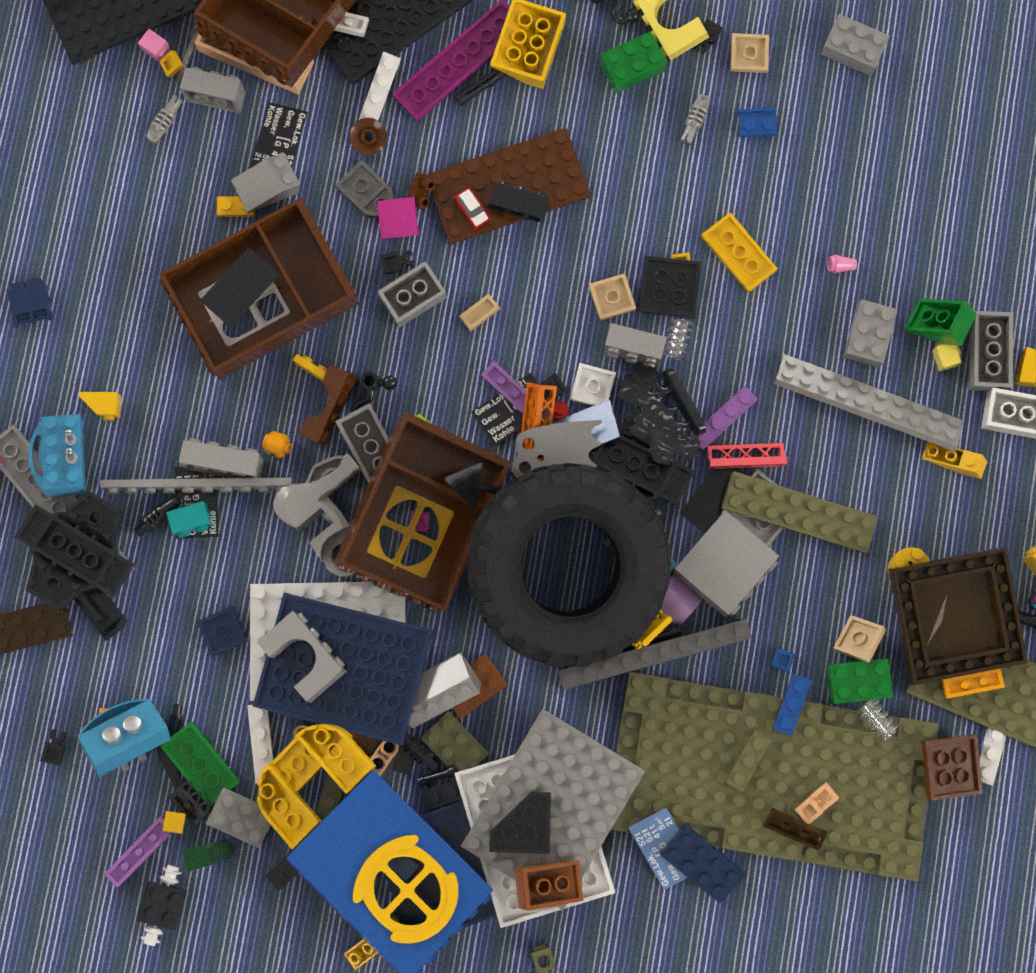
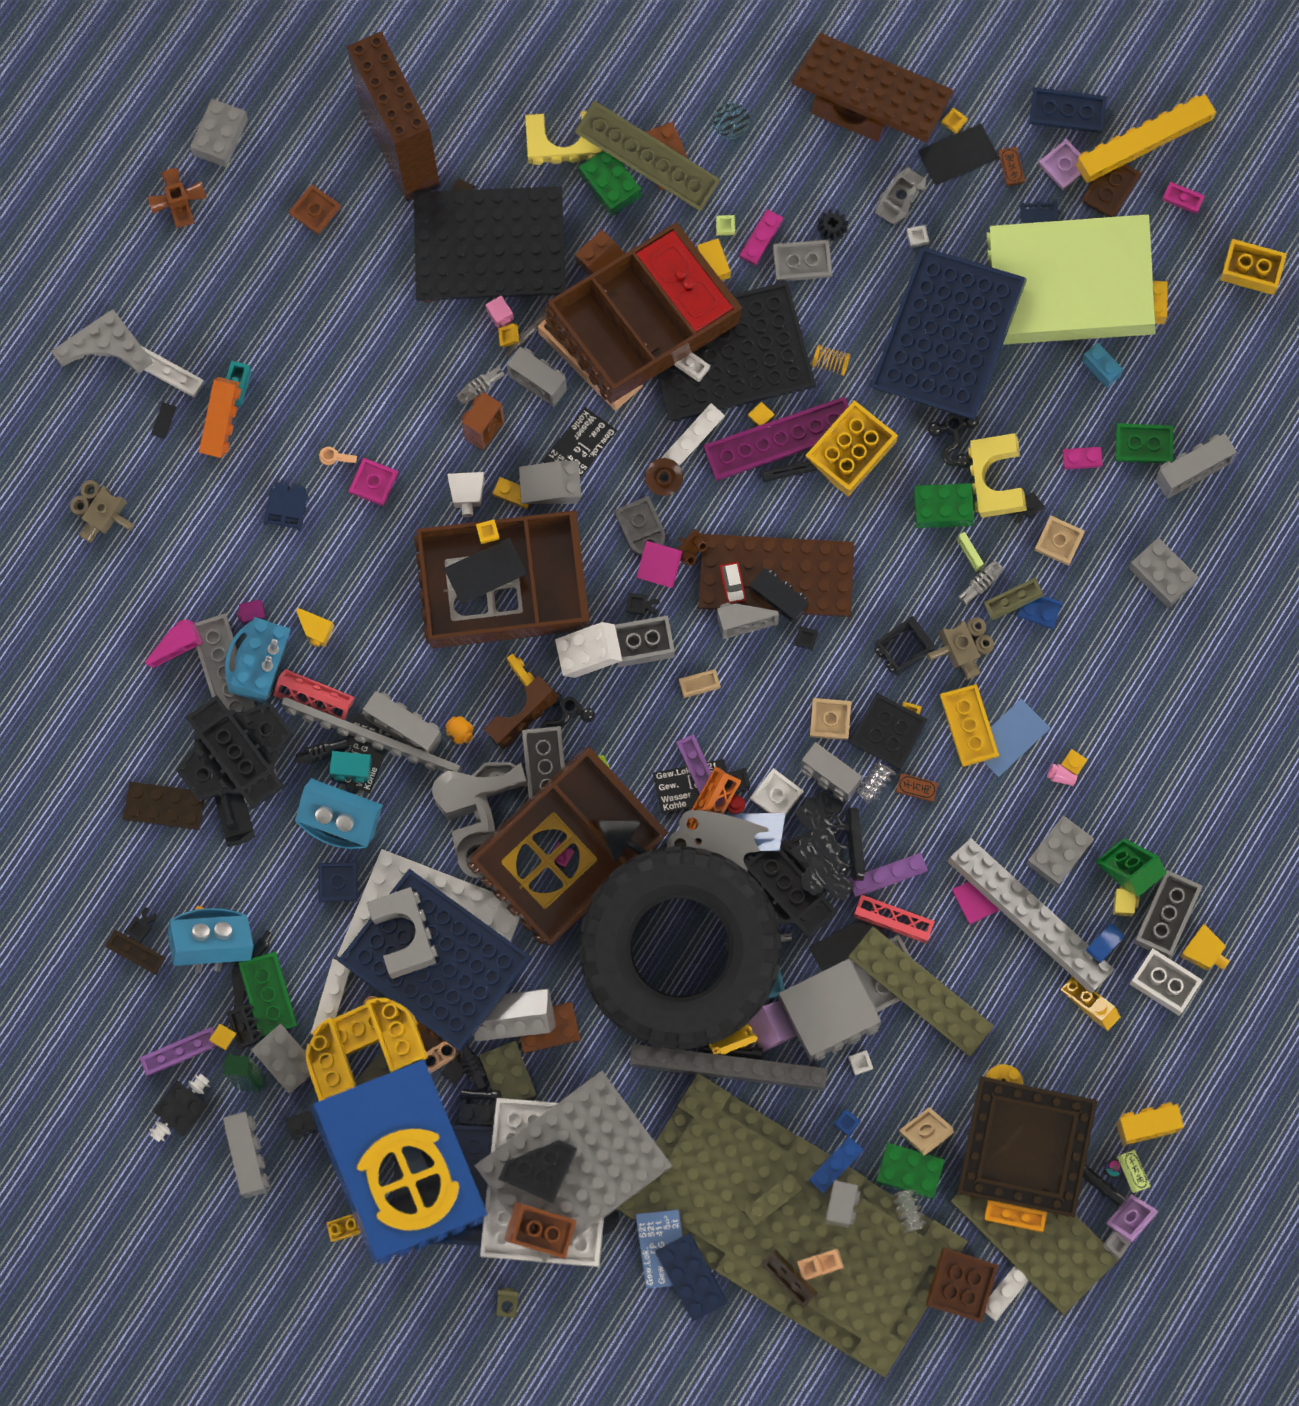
camera: 25 degrees right, 5 degrees down
(35, 411) = (250, 610): none -> magenta brick
(51, 239) = (329, 456): none -> light nougat plate
(59, 775) = (135, 952): none -> dark brown plate
(102, 247) = (373, 482): none -> dark pink tile
(126, 463) = (313, 691): none -> coral fence
(179, 149) = (482, 420): none -> dark orange brick
(191, 221) = (466, 491): none -> white torso
(192, 567) = (339, 814): none -> dark azure piece
(226, 249) = (487, 531): none -> yellow plate
(242, 925) = (245, 1155): none -> light grey brick
(365, 322) = (588, 650): none -> white brick
(432, 45) = (761, 414): none -> yellow tile
(496, 236) = (742, 619): none -> light grey slope
(559, 232) = (806, 638): none -> black plate
(659, 187) = (918, 633): none -> black window
(674, 94) = (970, 552): none -> yellowish green tile
(704, 184) = (962, 648): none -> dark tan piece
(716, 328) = (917, 787): none -> dark orange tile
(732, 121) = (1013, 599): none -> olive plate
(771, 599) = (860, 1062): none -> white tile
(783, 245) = (1015, 735): none -> medium blue sticker
(811, 411) = (973, 903): none -> dark pink tile
(815, 741) = (841, 1204): none -> light grey brick
(847, 247) = (1074, 762): none -> yellow plate
(945, 400) = (1105, 943): none -> blue slope

